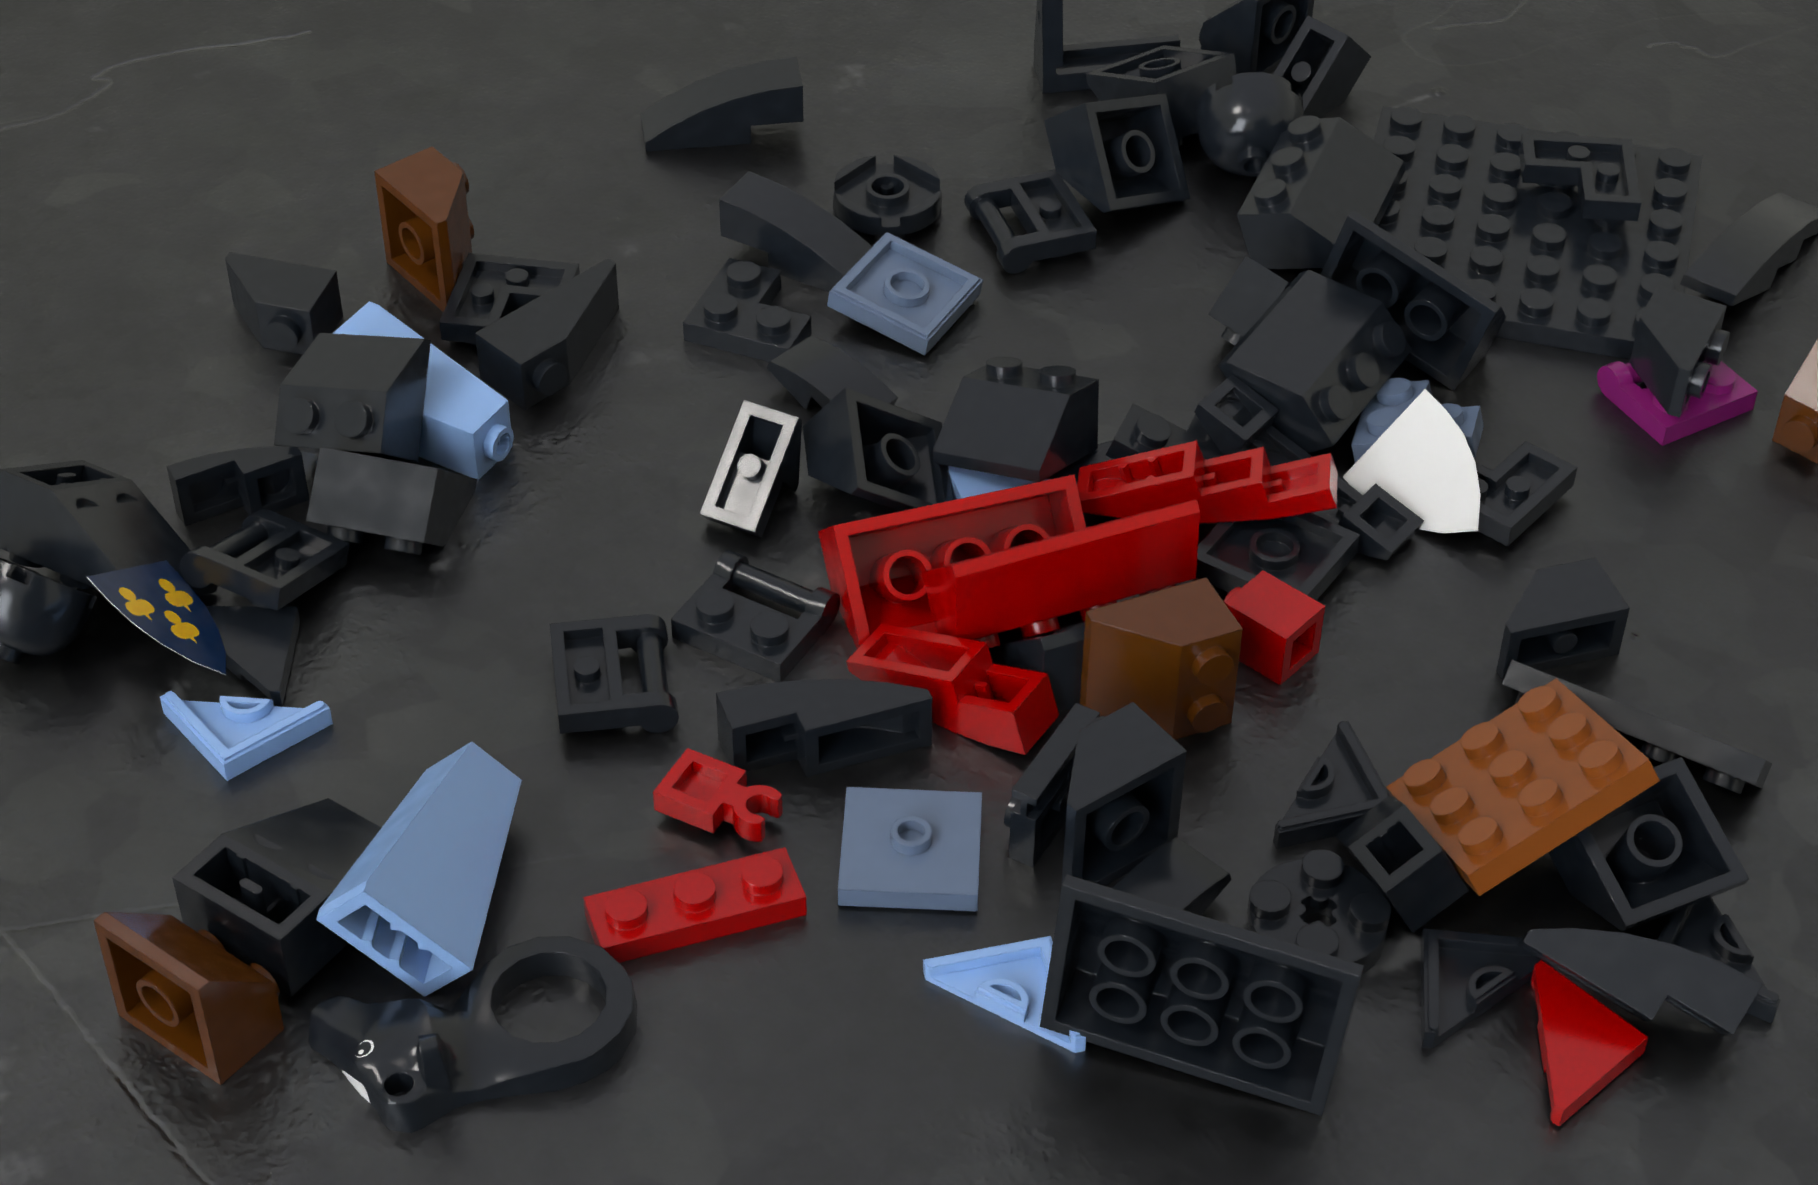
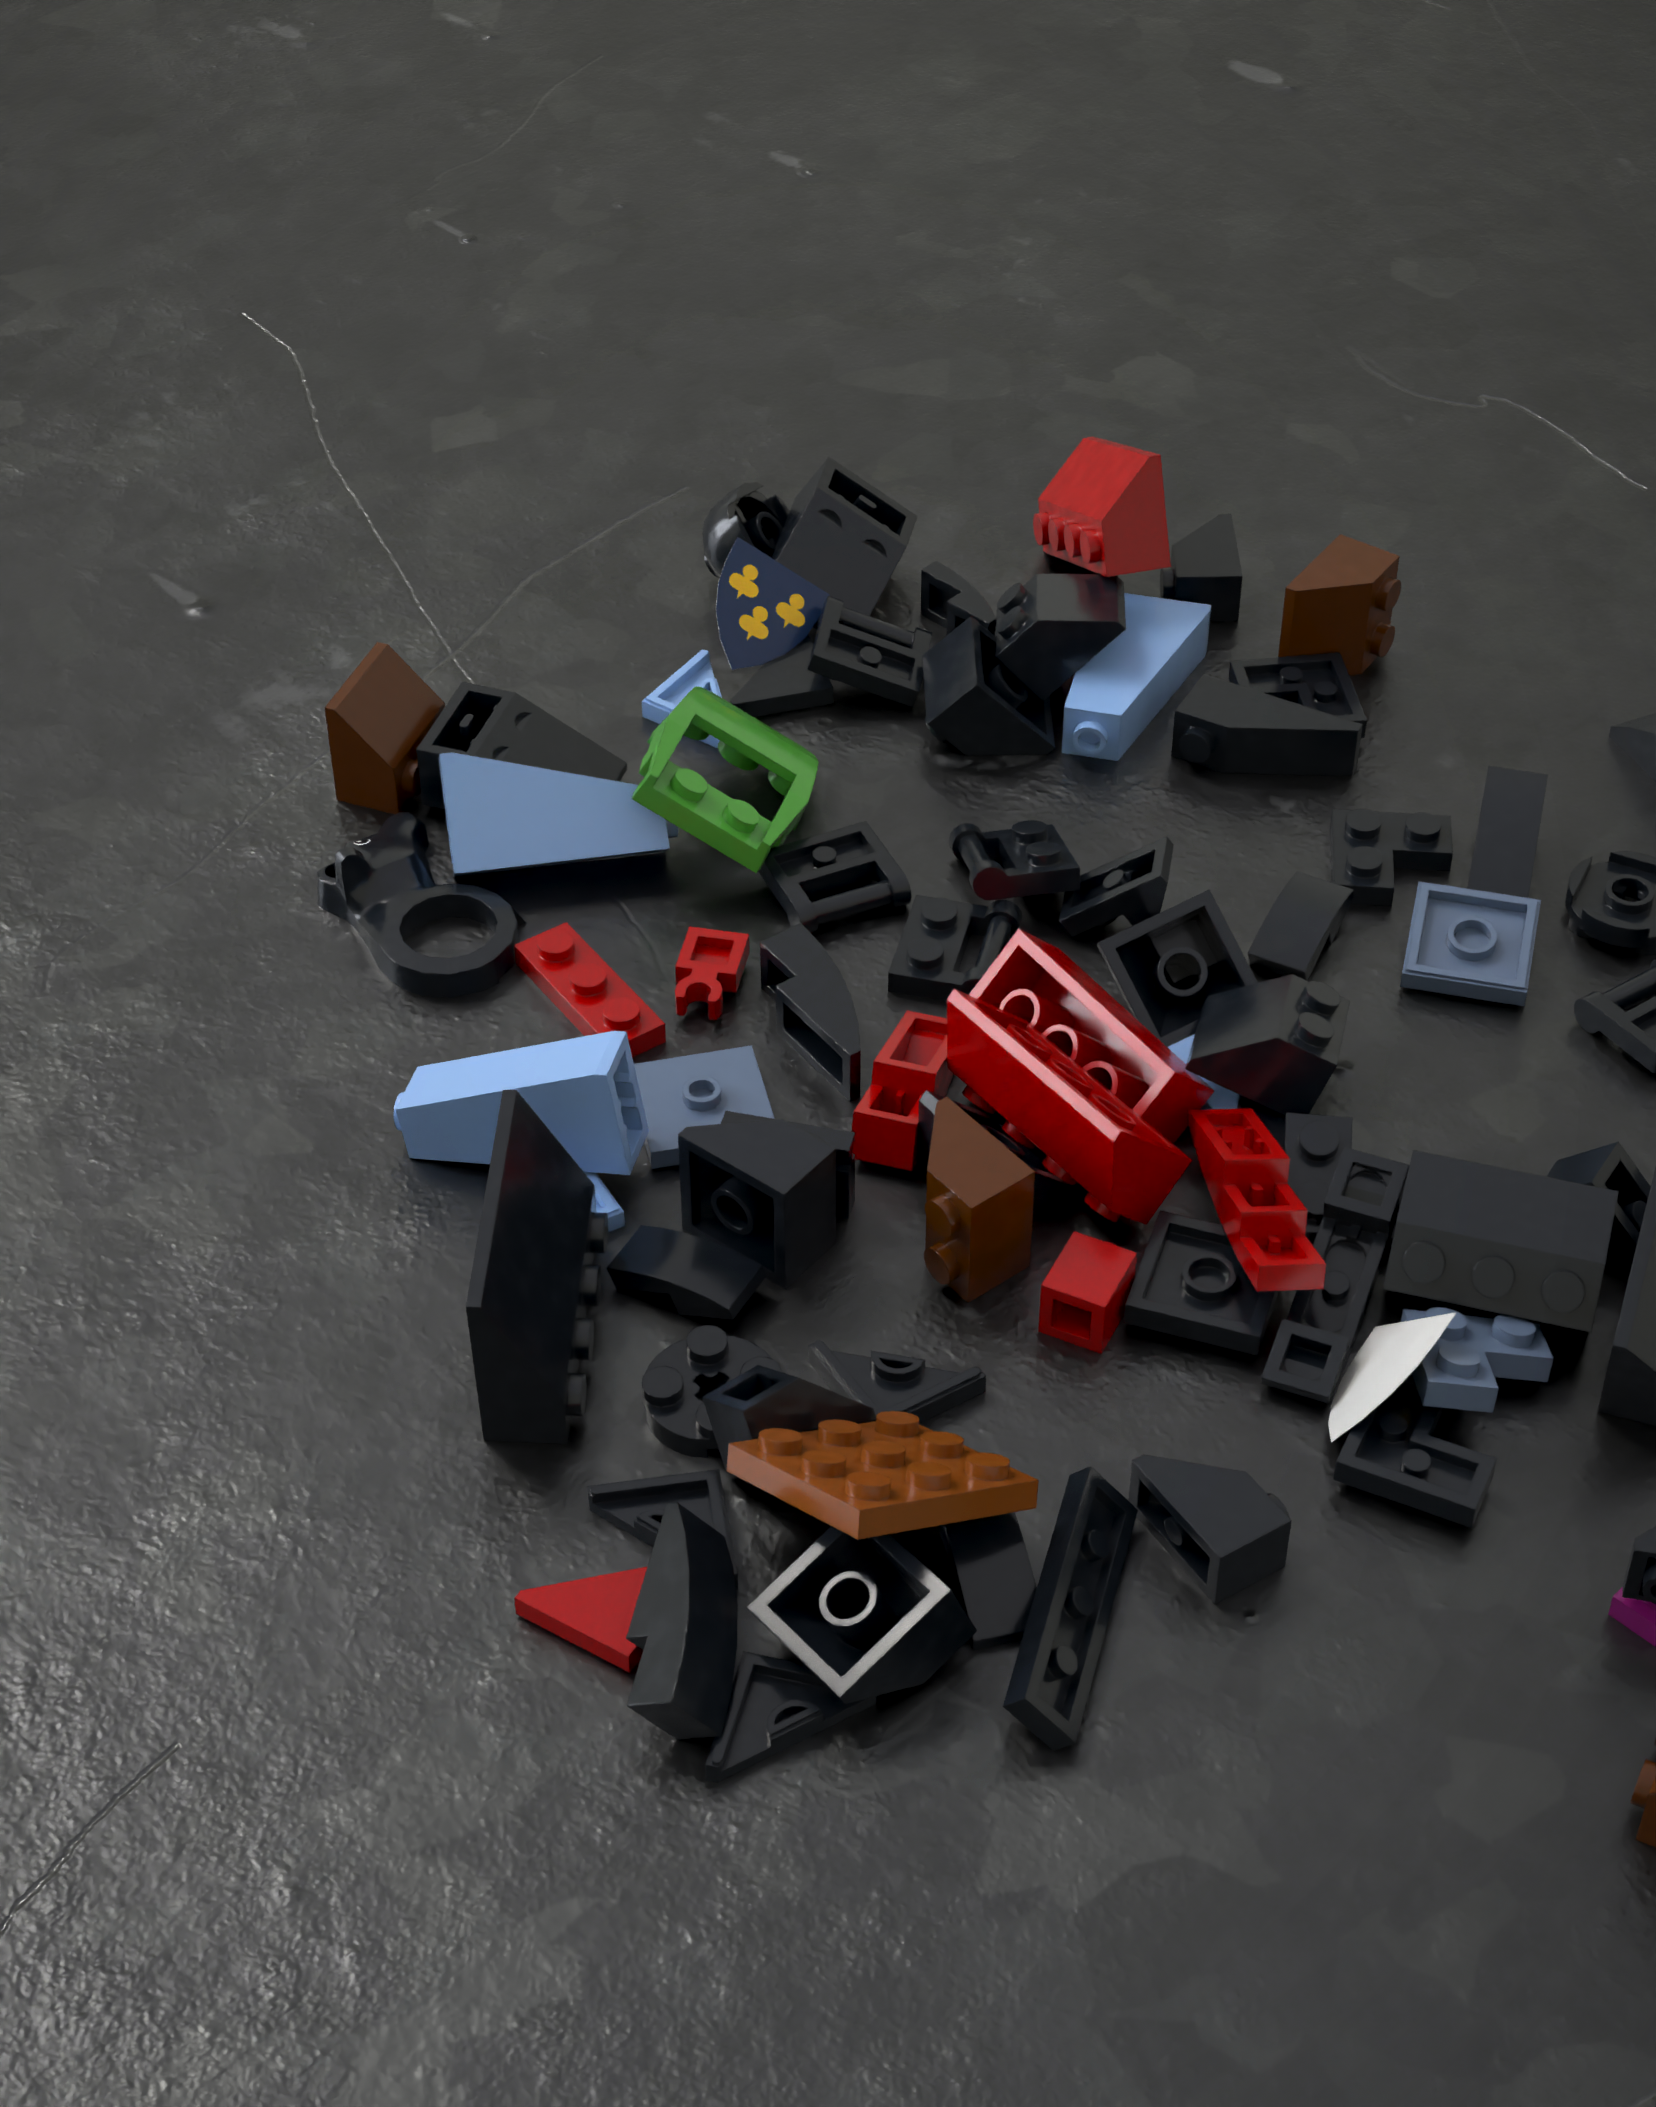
camera: 75 degrees right, 0 degrees up
(210, 308) = (1106, 510): none -> red slope
(408, 686) = (705, 811): none -> bright green slope
(662, 533) = (1032, 857): none -> black plate
(919, 958) = (576, 1086): none -> light blue slope

